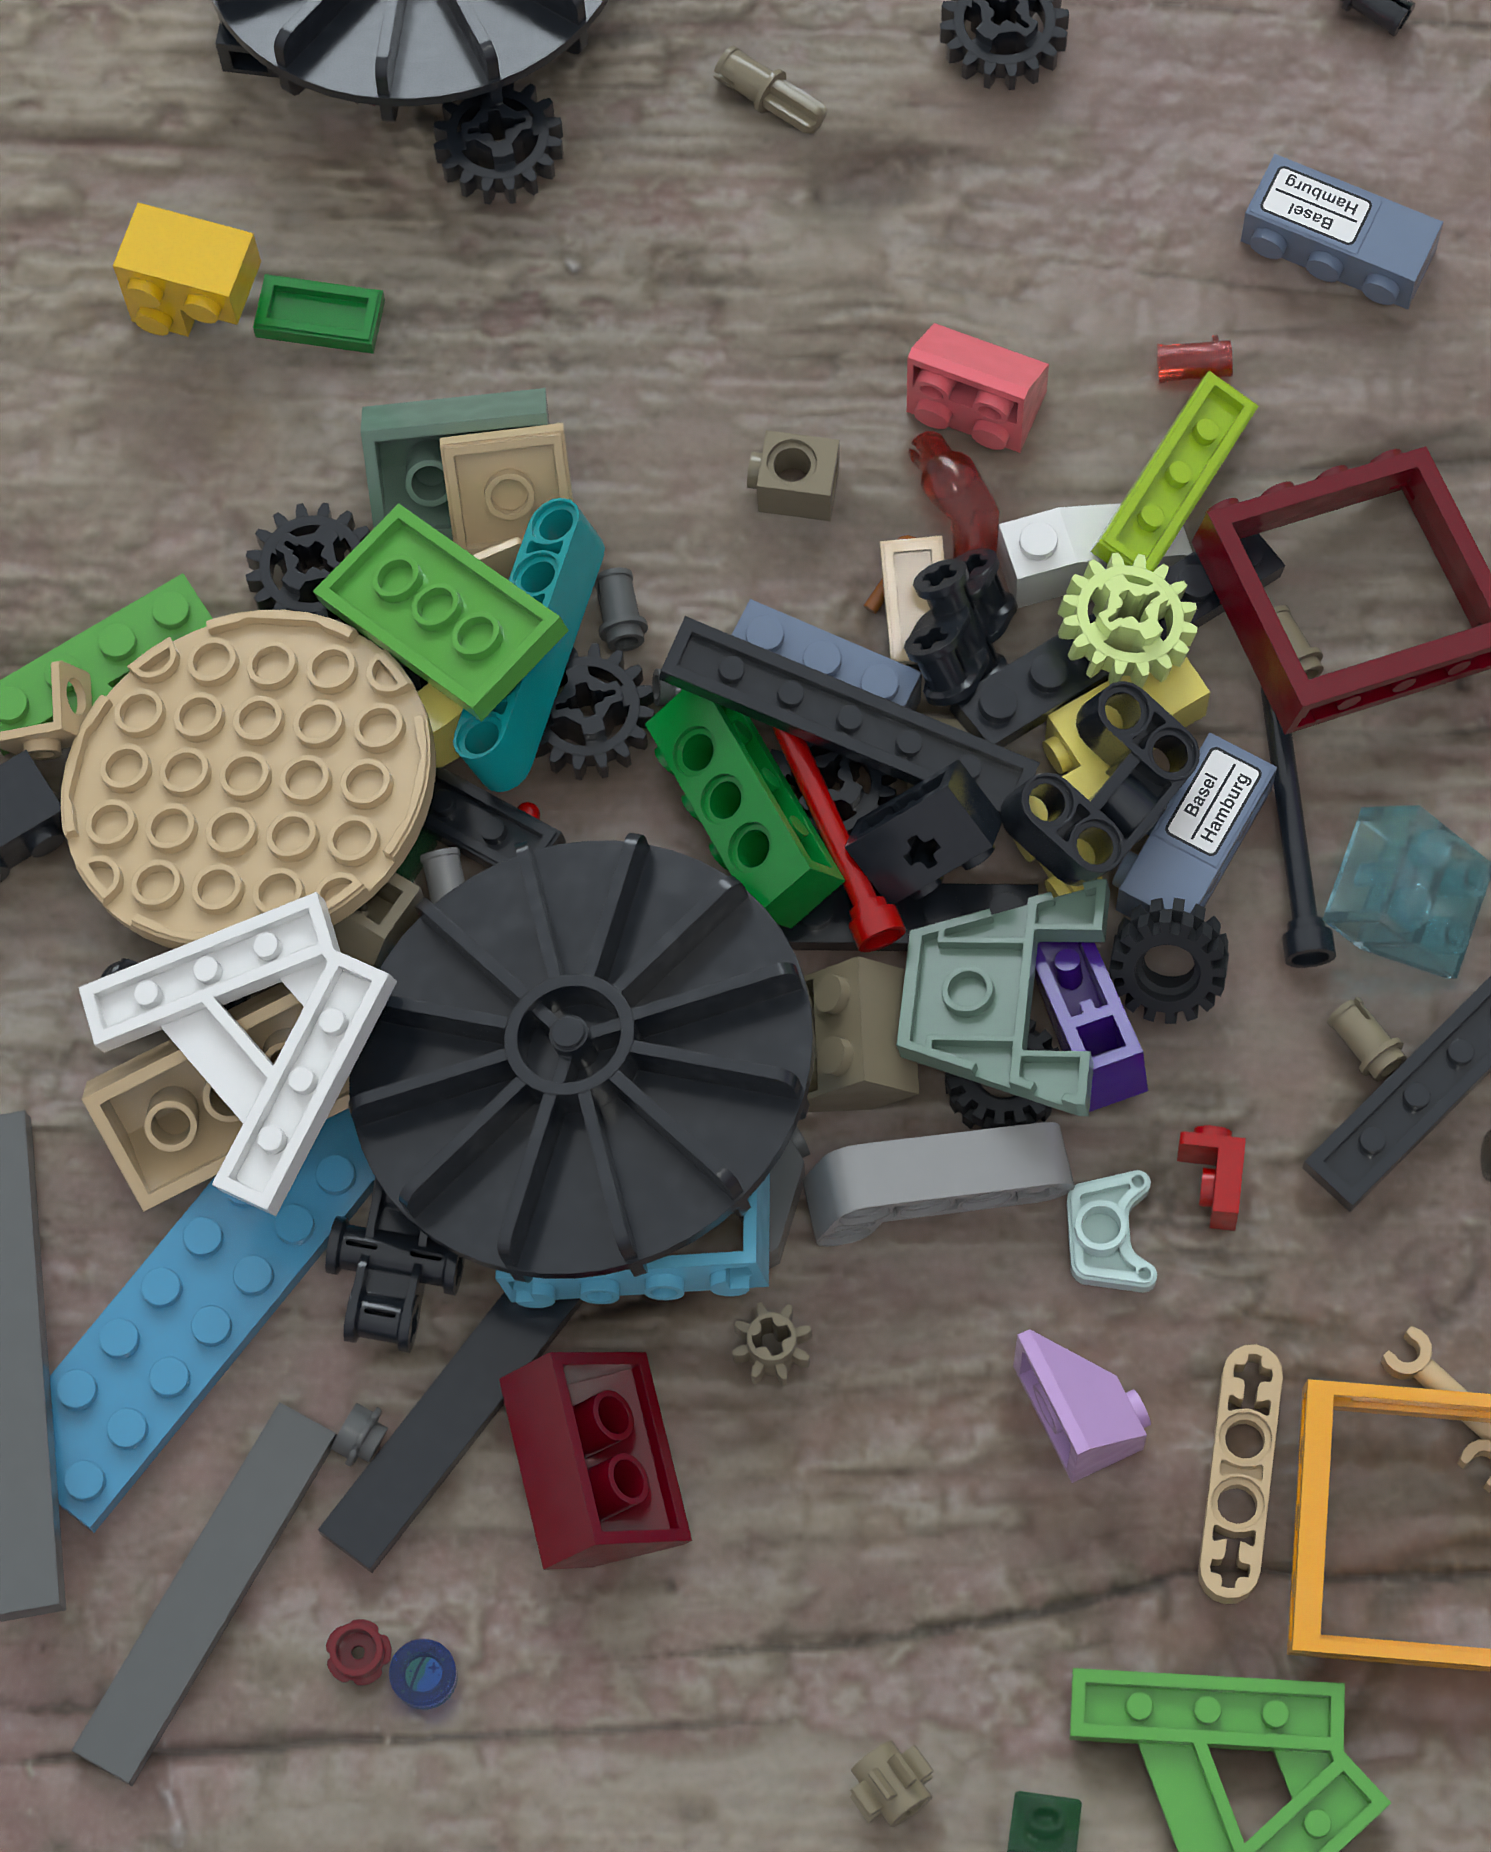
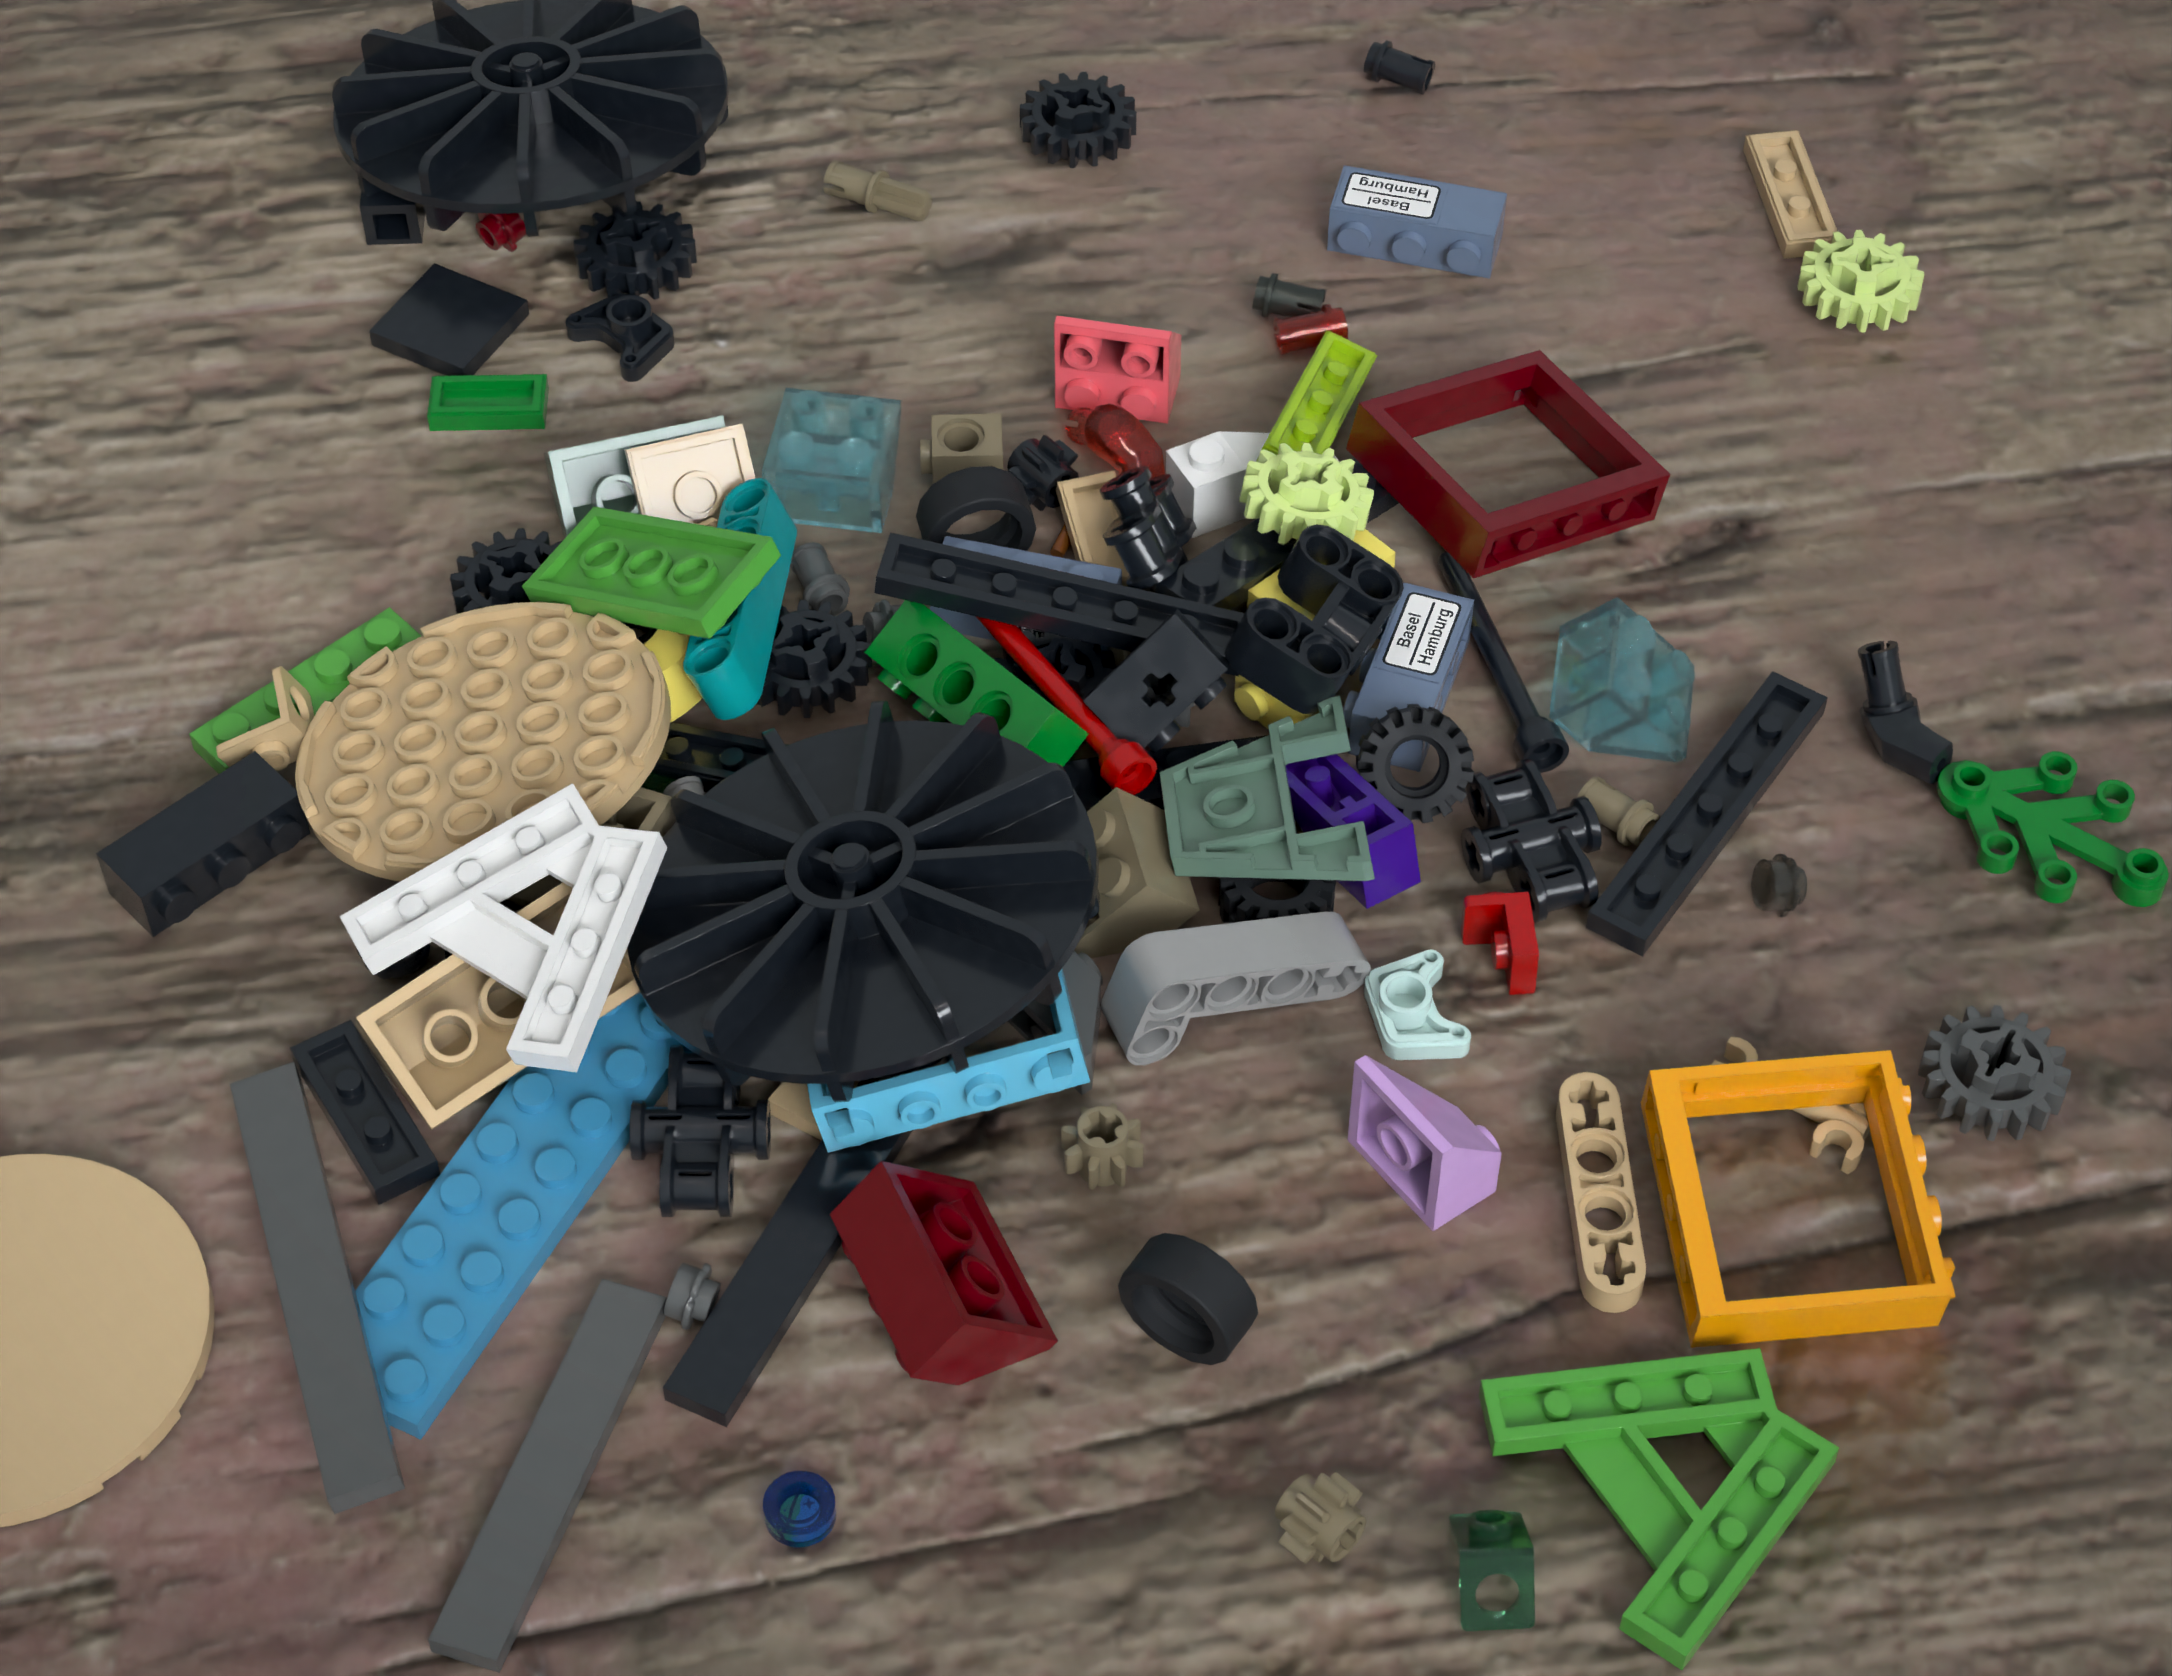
camera: 15 degrees left, 20 degrees down
(84, 1178) = (365, 1112): none -> black plate
(184, 270) = (353, 358): yellow brick -> none
(294, 199) = (449, 322): none -> black tile
(348, 1637) = (725, 1479): dark red plate -> none
(478, 238) = (626, 327): none -> black piece
(657, 461) = (834, 458): none -> clear light blue slope
(788, 572) = (974, 491): none -> black tyre
(814, 1538) = (1188, 1298): none -> black tyre
(870, 513) = (1040, 467): none -> black gear
(1179, 314) = (1286, 297): none -> pearl dark grey pin
(1271, 1060) = (1532, 839): none -> black axle

